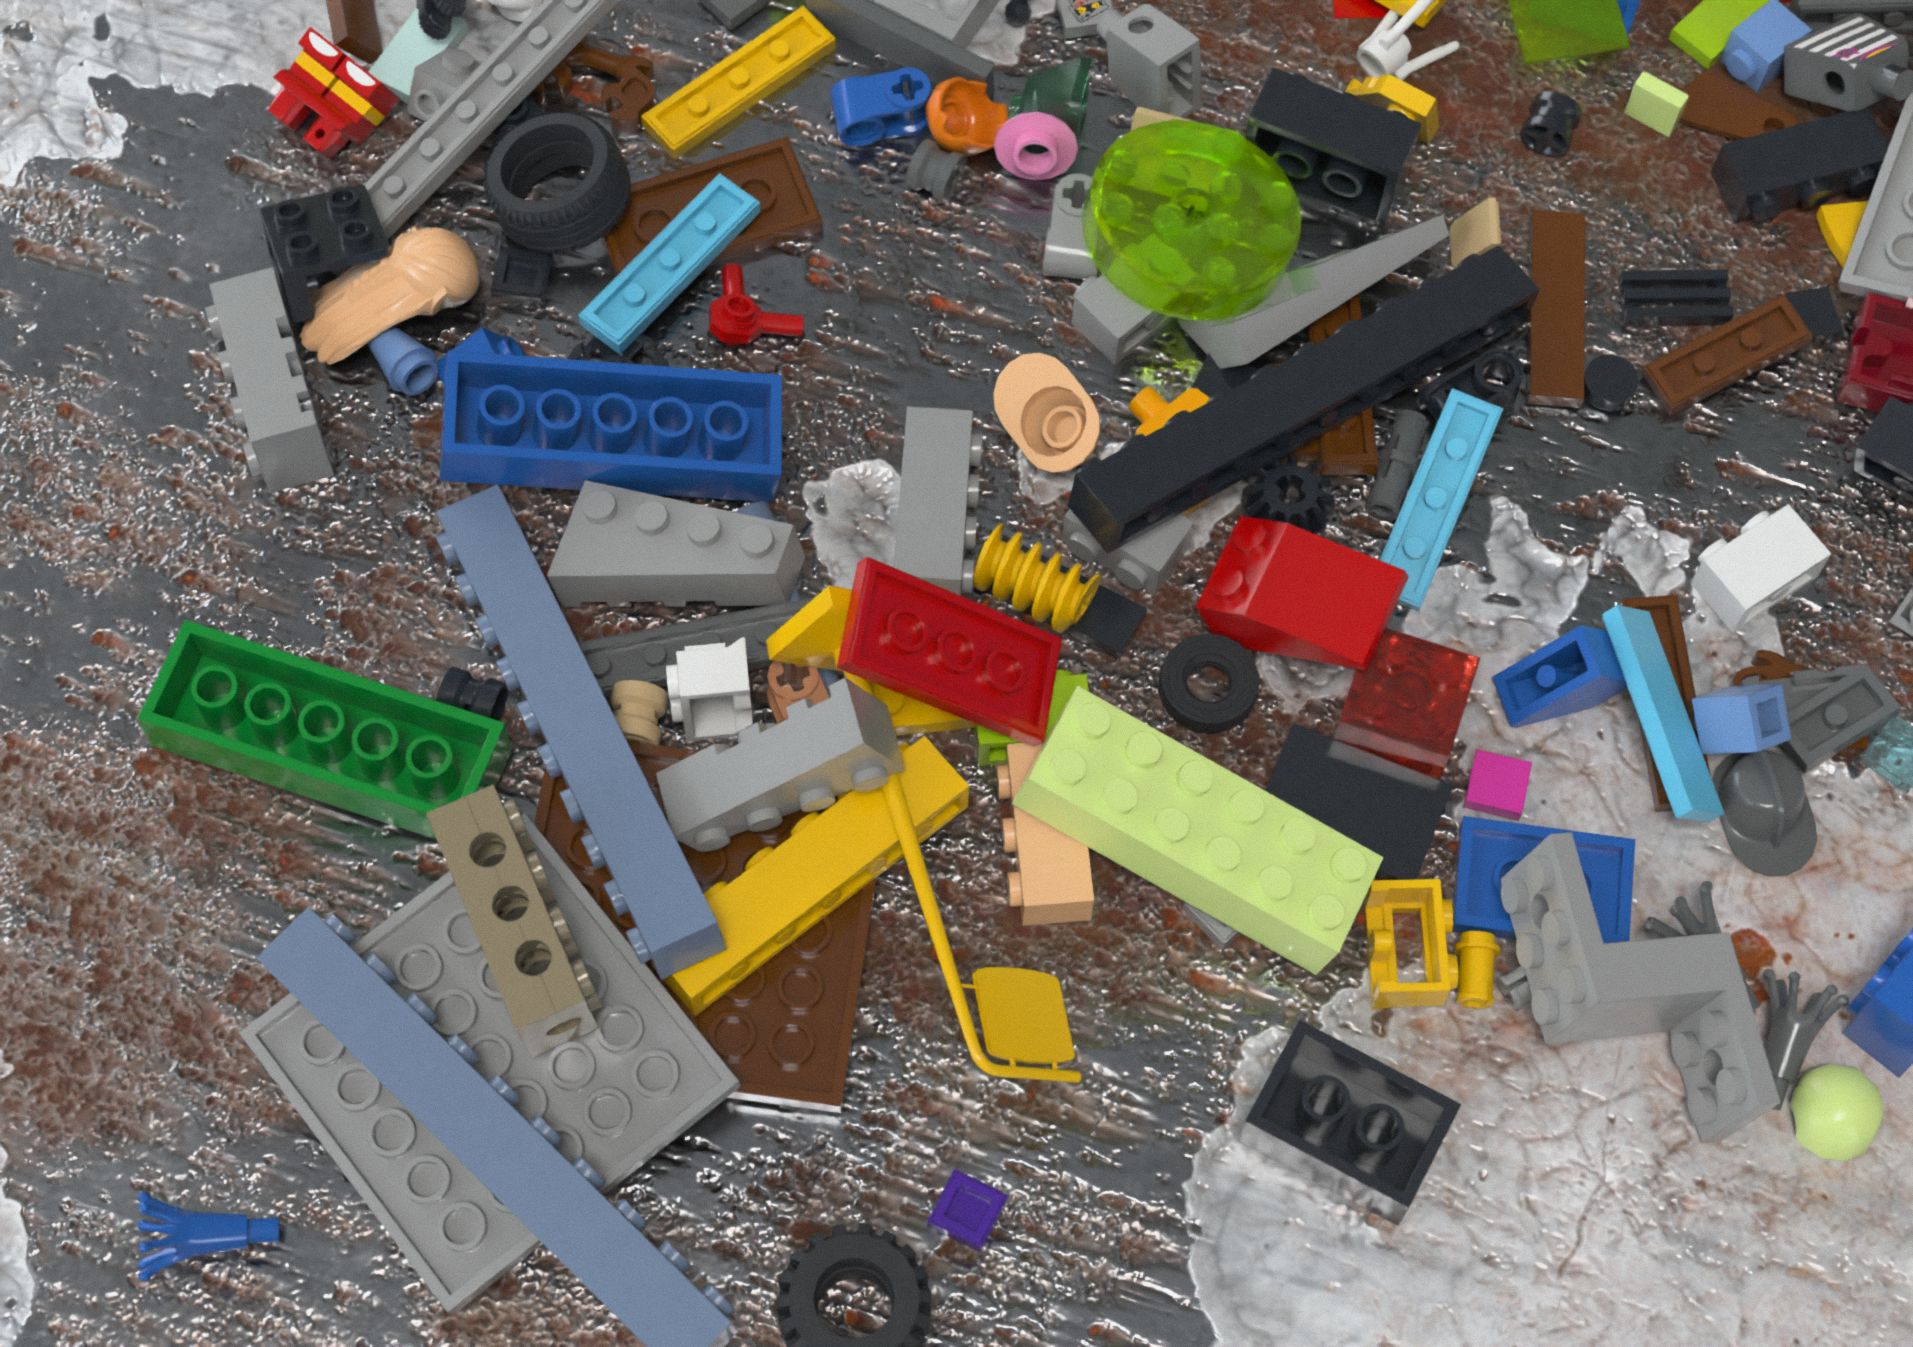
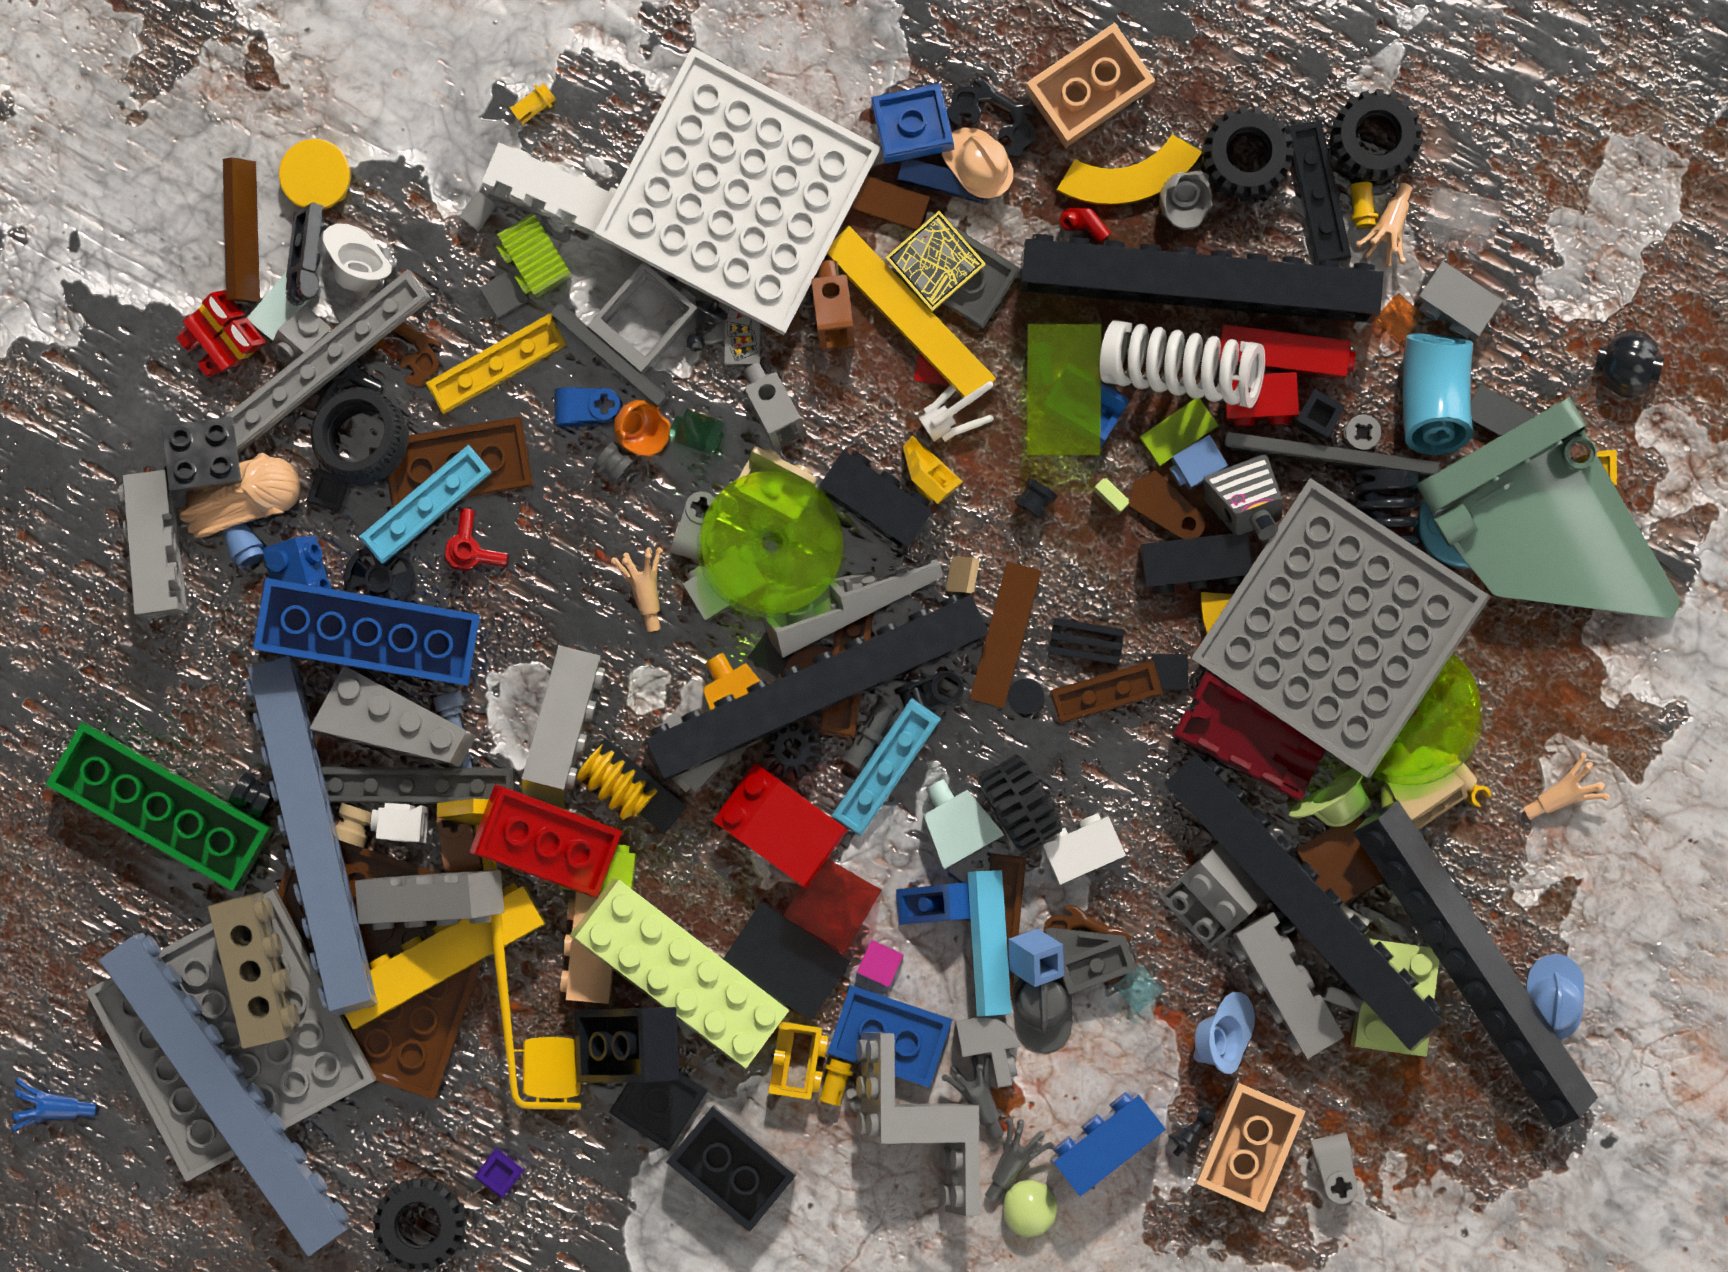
camera: 15 degrees right, 20 degrees up
(1010, 314) = (643, 586): none -> light nougat piece
(1041, 130) = (682, 461): bright pink piece -> none
(1047, 412) = (649, 665): light nougat piece -> none
(1140, 946) = (626, 1045): none -> black brick
(1201, 1052) = (659, 1107): none -> black tile
(1208, 651) = (693, 866): black tyre -> none
(1564, 564) = (957, 824): none -> light aqua torso
(1655, 502) = (1020, 803): none -> black tyre
(1701, 850) = (991, 1035): none -> light grey brick

